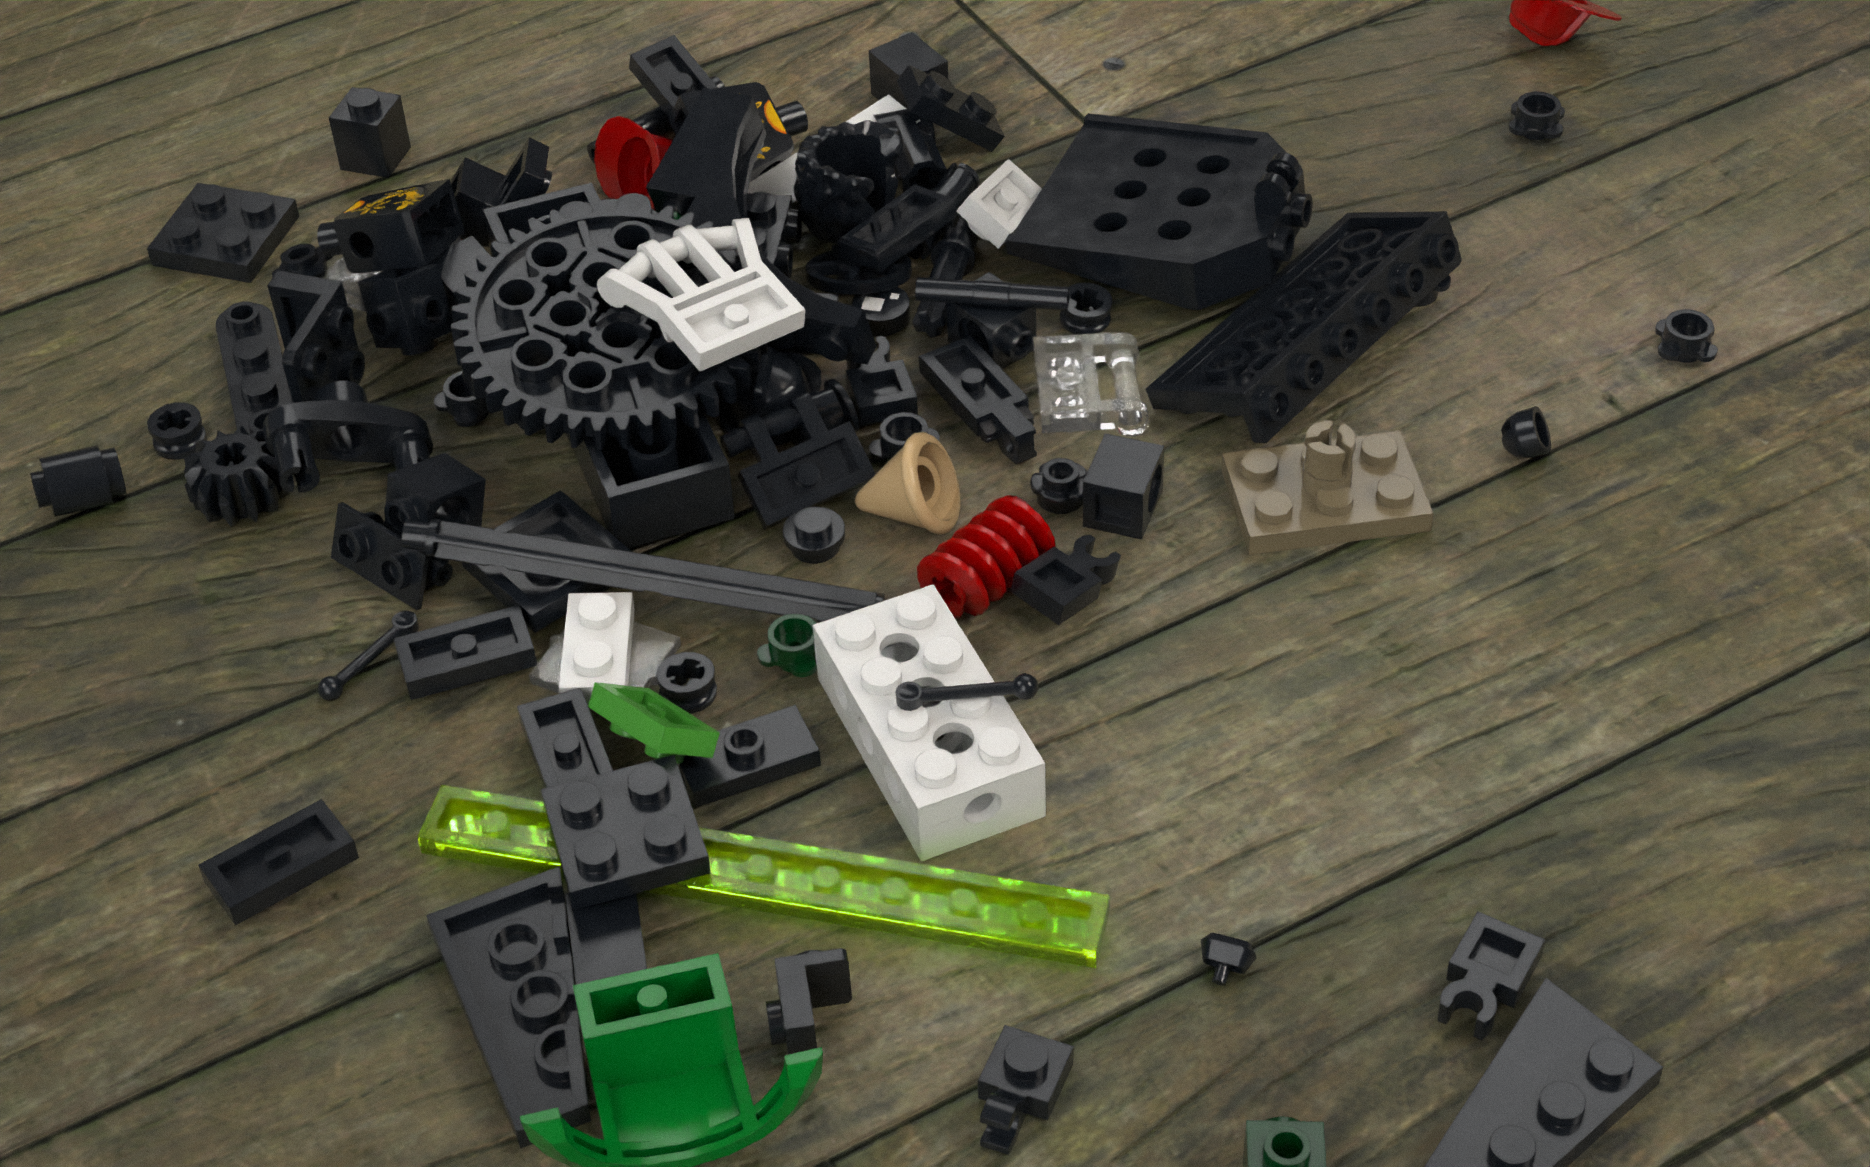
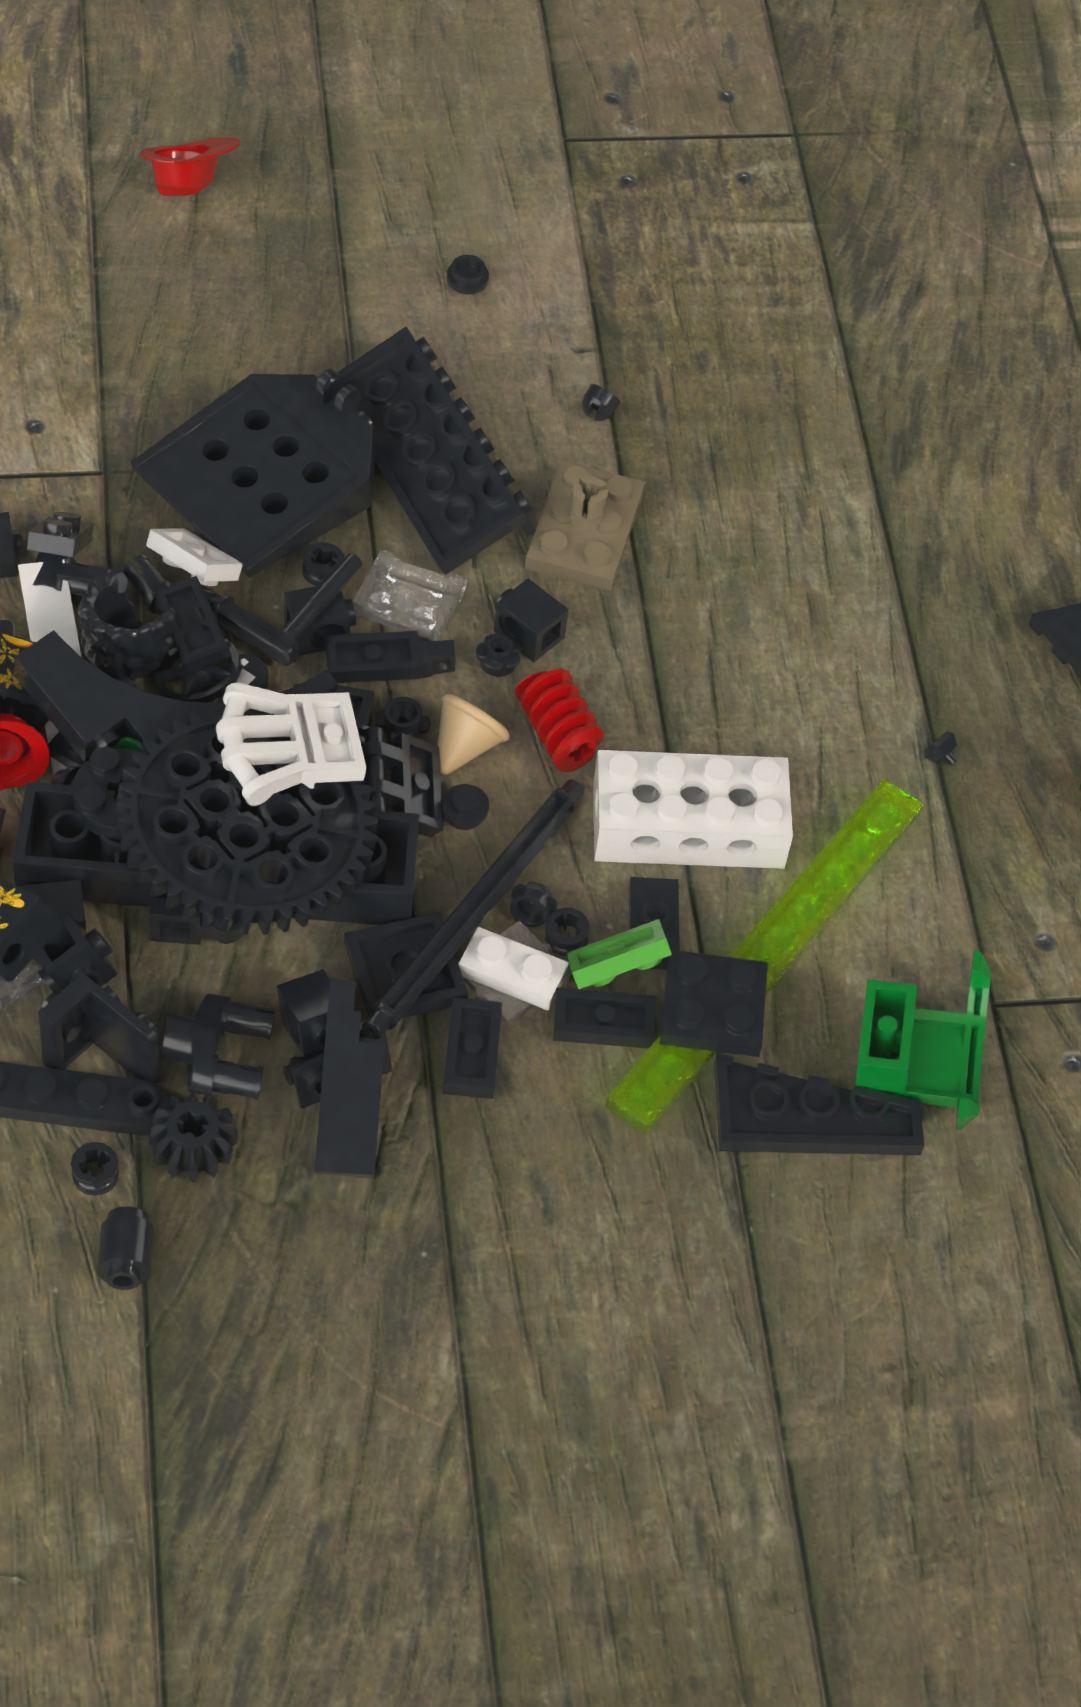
camera: 75 degrees left, 10 degrees up
(278, 861) = (618, 1218): black plate -> none
(331, 557) = (348, 1091): none -> black piece
(403, 623) = (407, 1083): black hinge -> none
(460, 402) = (183, 950): black plate -> none
(606, 939) = (794, 1054): black tile -> none
(704, 631) = (532, 904): none -> black plate
(790, 645) = (570, 847): dark green plate -> none
(806, 983) = (890, 963): black bracket -> none
(911, 695) = (708, 796): black hinge -> none
(1018, 1080) = (987, 883): black plate -> none
(1064, 583) = (601, 690): black plate -> none
(1489, 968) = (1016, 632): black plate -> none
(1537, 116) = (286, 235): black plate -> none
(1622, 262) = (468, 275): none -> black plate
(1686, 337) = (558, 283): black plate -> none

